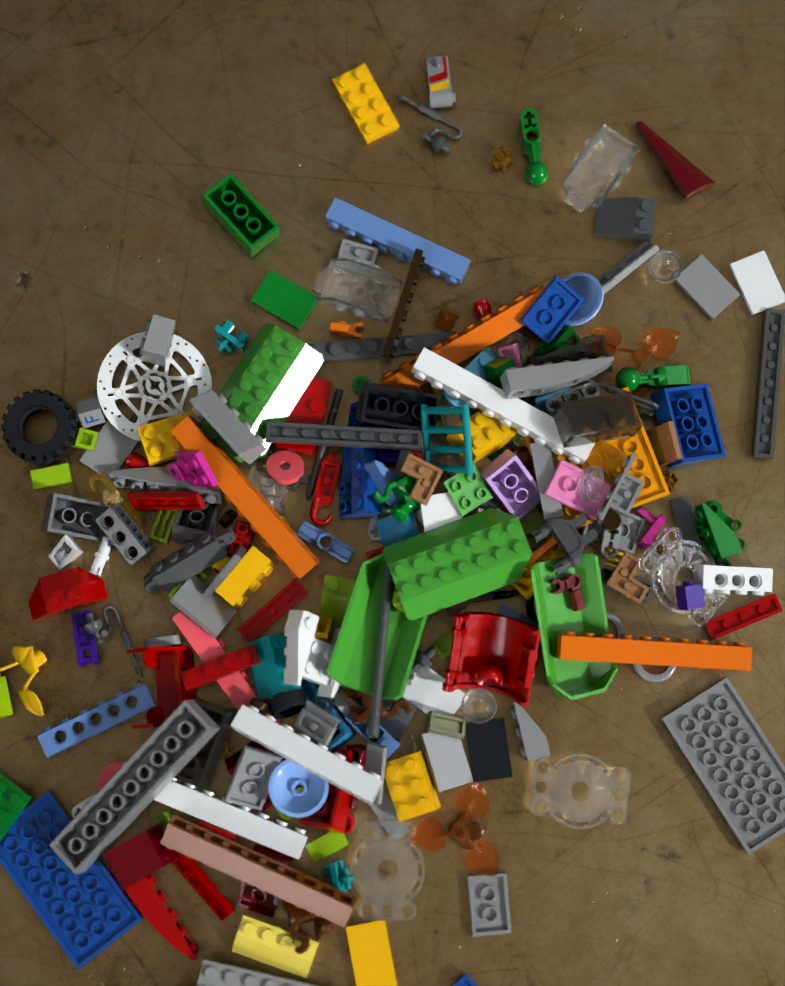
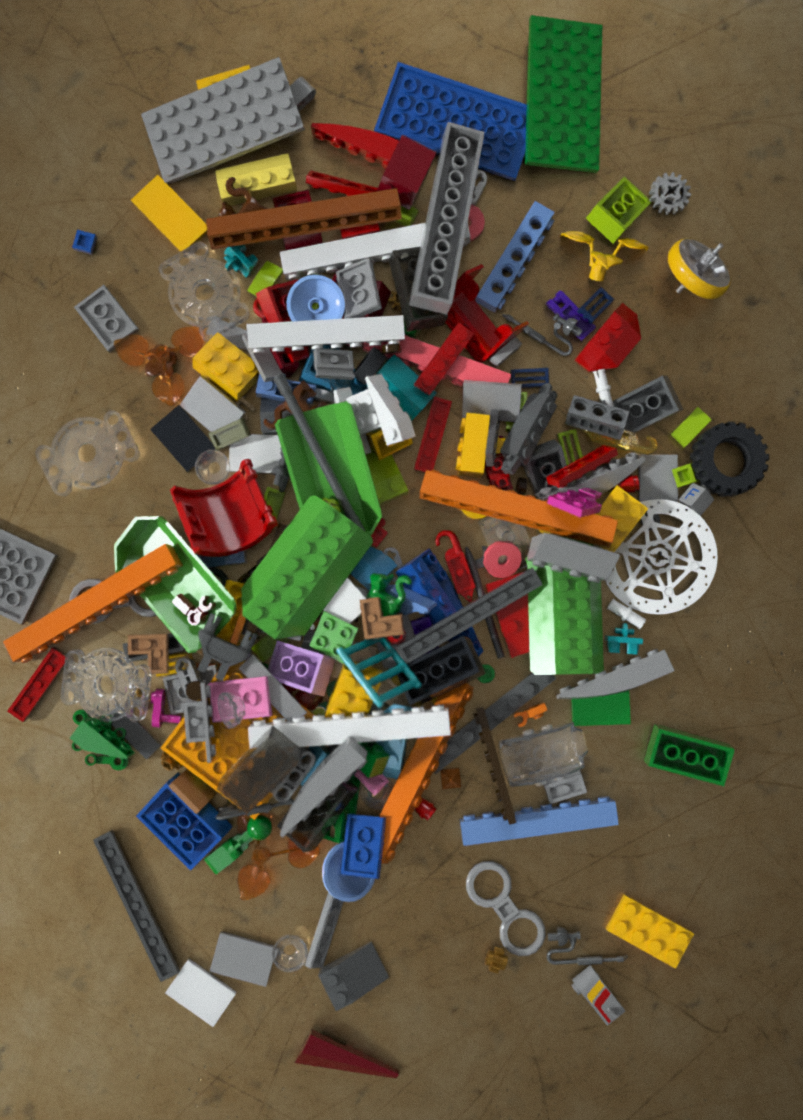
camera: 145 degrees right, 5 degrees up
(65, 552) = (634, 373): white slope -> none
(71, 628) = (587, 314): none -> dark blue tile
(158, 340) = (683, 595): light grey brick -> none
(172, 614) = (530, 371): none -> dark blue tile
(213, 358) = (626, 613): none -> white pin
(252, 308) = (622, 677): none -> light grey slope
(314, 536) = (412, 520): medium blue piece -> none
(469, 192) = (505, 908): none -> light grey bar
(488, 675) = (220, 496): red hair -> none
(533, 739) = (150, 469): light grey slope -> none
(536, 171) = (458, 967): green beam -> none
(598, 169) = (404, 1006): clear slope -> none
(689, 595) = (89, 669): dark purple brick -> none
(760, 579) = (64, 709): white brick -> none

